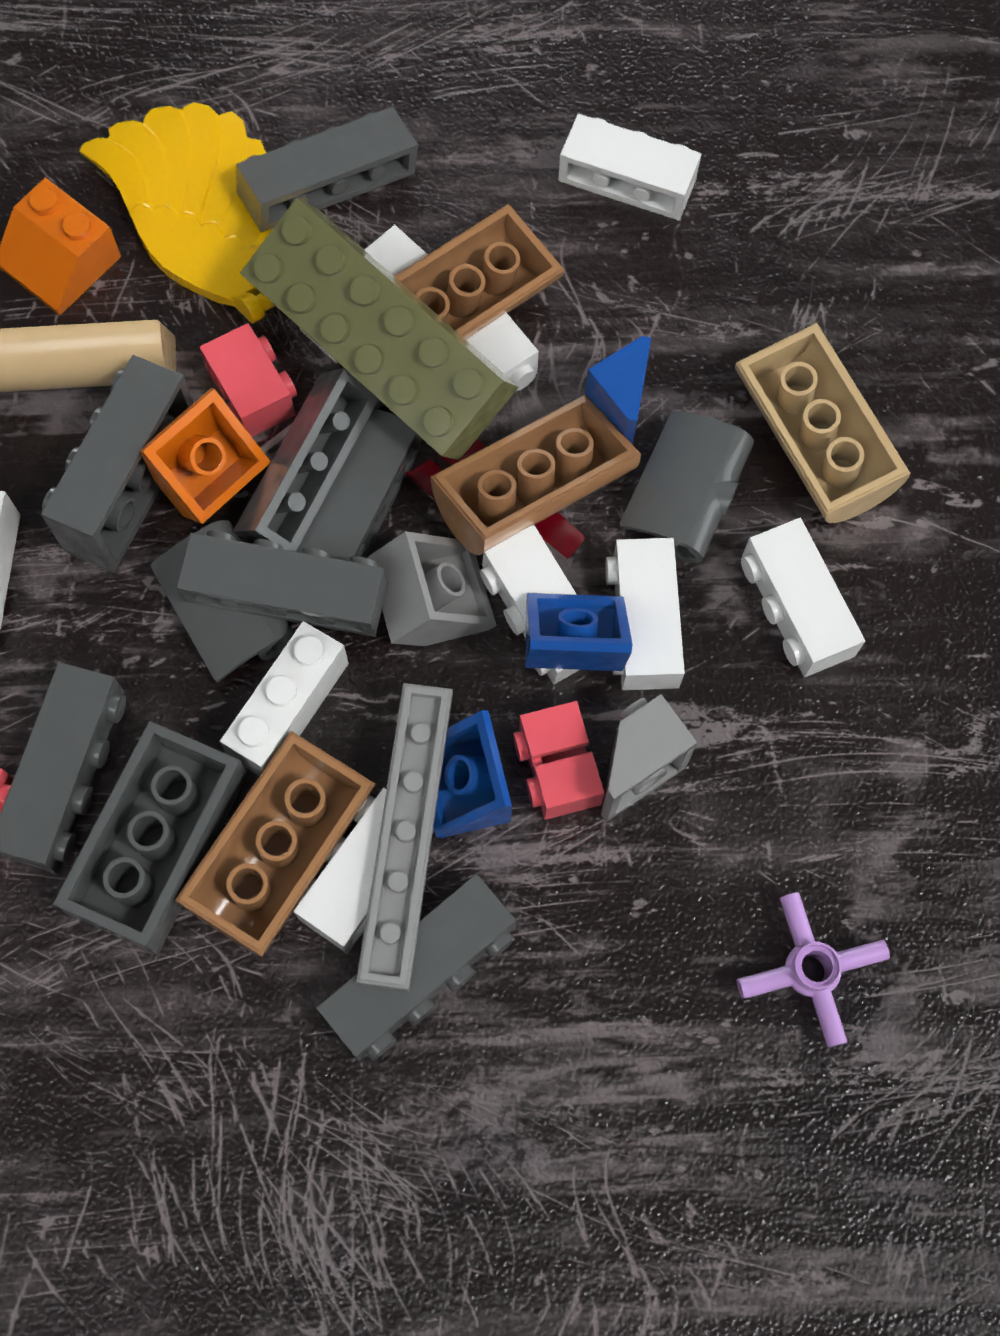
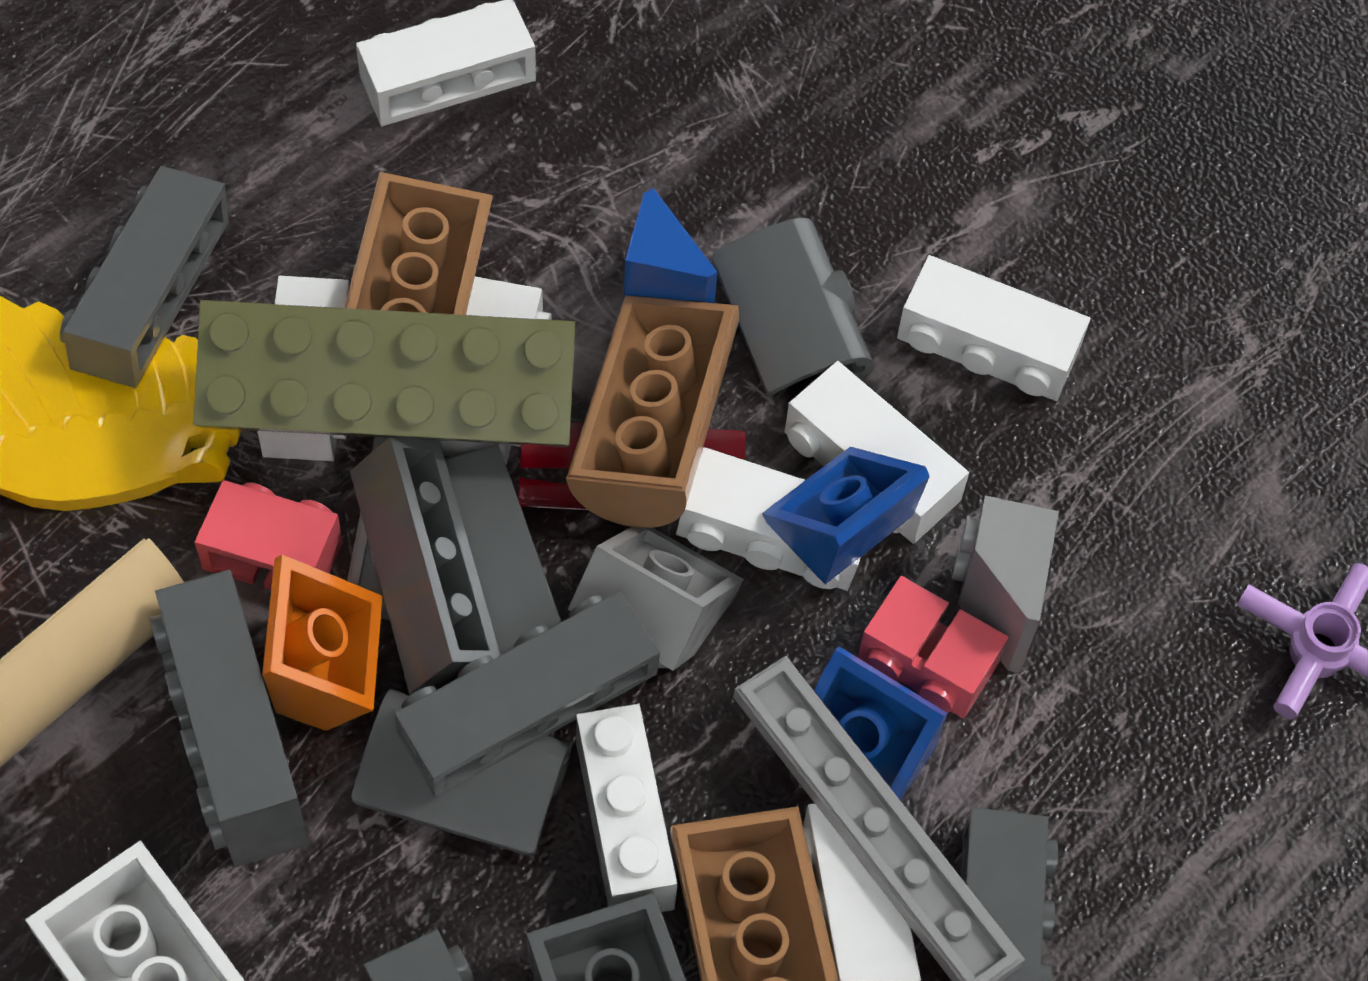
camera: 45 degrees left, 10 degrees down
(823, 424) = (861, 158): tan brick -> none

